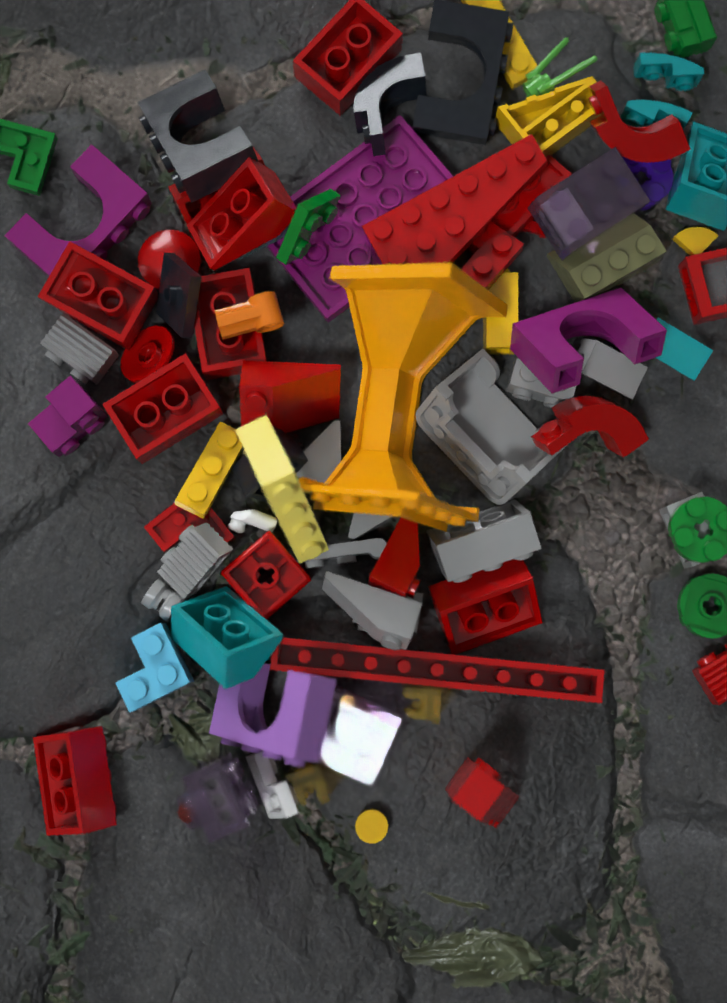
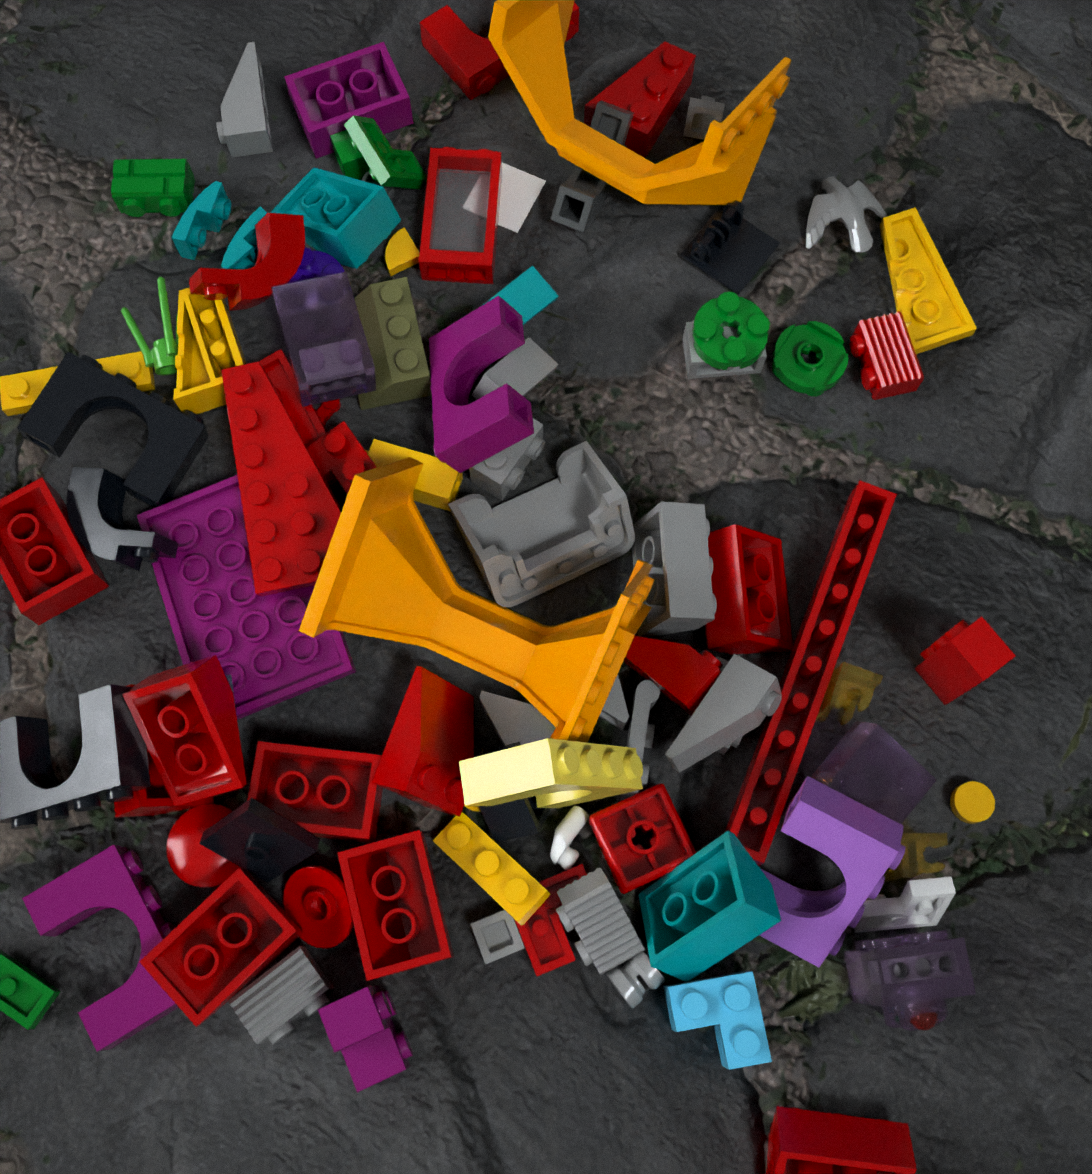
camera: 70 degrees left, 10 degrees down
(163, 489) = (497, 936): none -> light grey plate
(259, 314) = (321, 743): orange piece -> none
(306, 219) = (225, 646): green plate -> none
(581, 414) = (563, 420): red arch -> none

